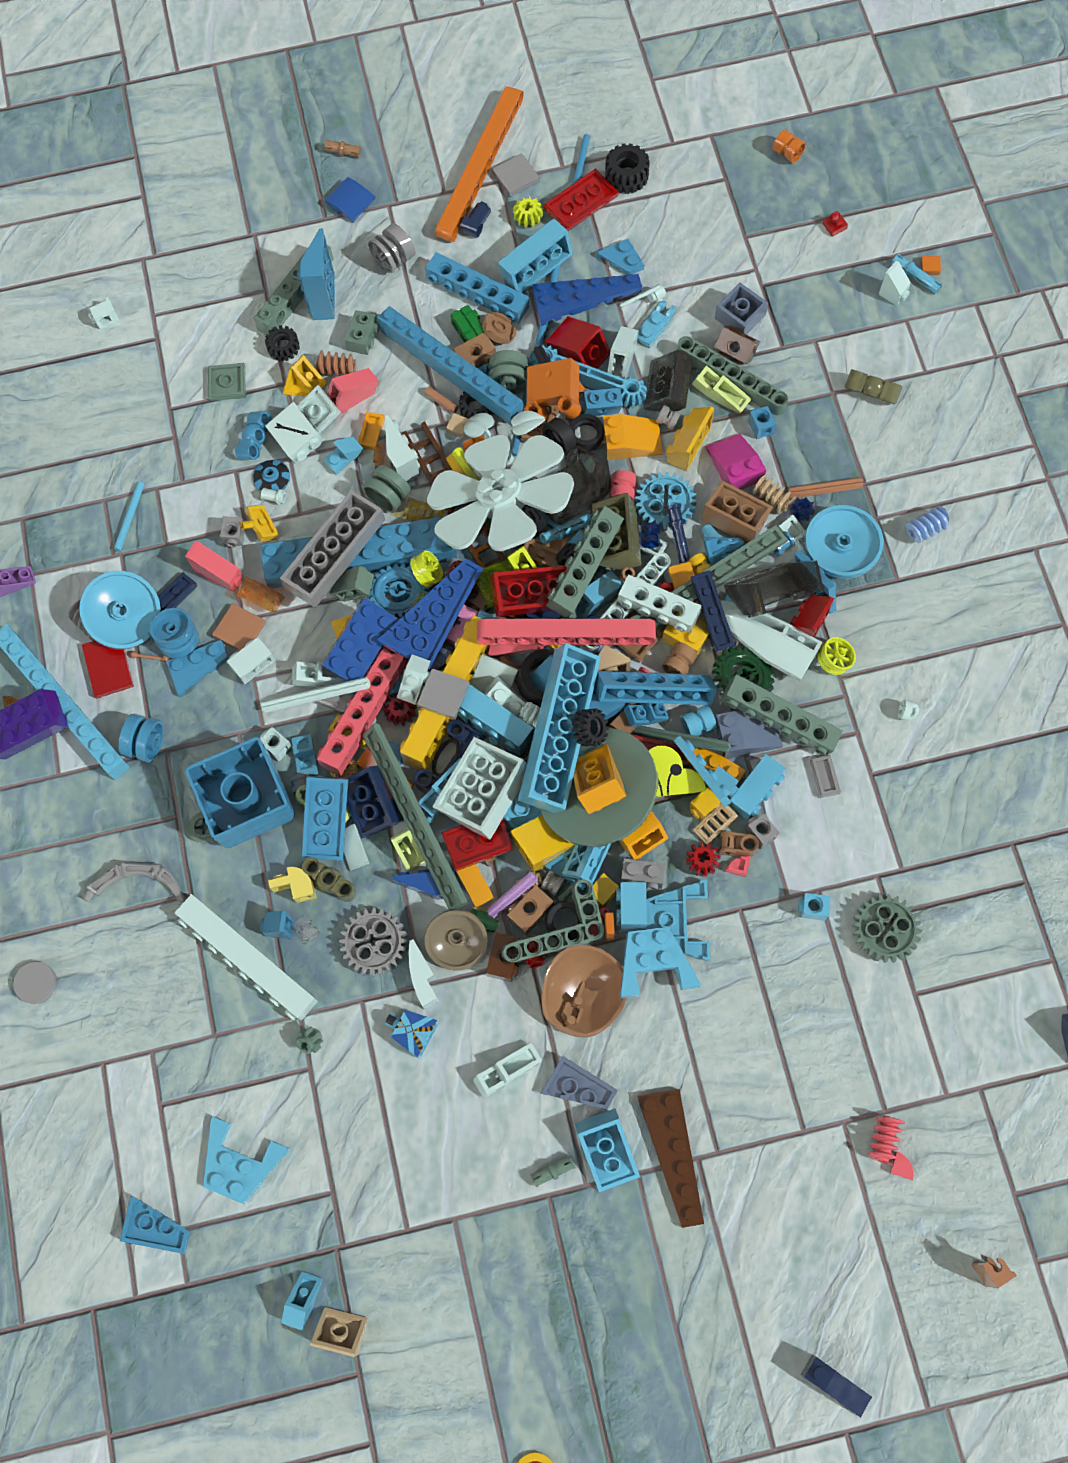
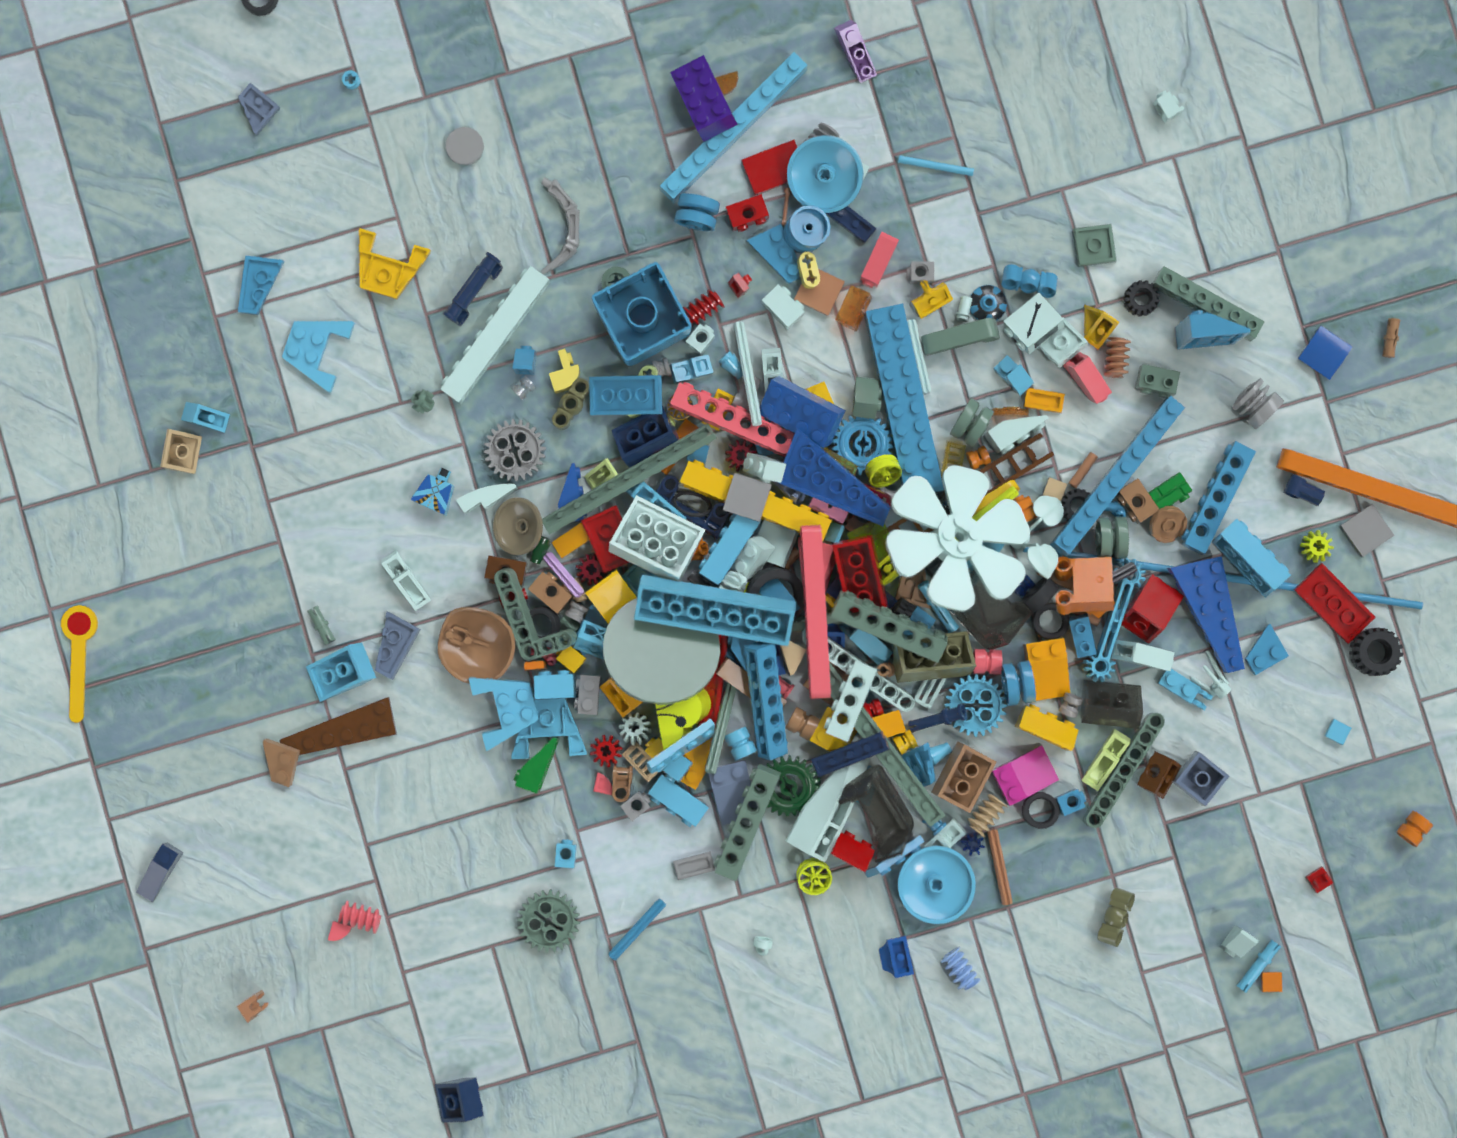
camera: 80 degrees right, 15 degrees up
(143, 683) = (755, 205): none -> red brick
(162, 1079) = (385, 274): none -> yellow wing
(176, 964) = (488, 268): none -> dark blue piece
(216, 634) = (804, 271): none -> light yellow beam
(223, 703) = (739, 284): none -> red tile
(237, 732) = (703, 307): none -> red piece
(300, 499) = (959, 336): none -> sand green beam
(305, 714) = (731, 364): none -> medium azure cone
(332, 548) = (894, 376): light grey brick -> none
(354, 848) = (602, 424): light aqua slope -> none
(420, 486) = (978, 457): none -> orange wheel
(514, 870) = (586, 573): none -> dark red gear
(585, 719) = (712, 646): black tyre -> none
(597, 780) = (664, 648): light orange slope -> none
(645, 457) = (1018, 683): none -> dark azure wheel
(645, 714) = (740, 691): dark azure slope -> none
(650, 535) = (938, 691): clear blue wheel -> none
(681, 835) = (639, 733): none -> light aqua gear
(699, 204) = (1338, 732): none -> medium azure tile
(708, 1225) = (281, 761): none -> medium nougat wing
(722, 931) = (533, 773): none -> green slope
(776, 437) = (1054, 815): none -> black tyre
(893, 836) = (637, 929): none -> dark azure axle
(917, 583) = (896, 957): none -> blue slope

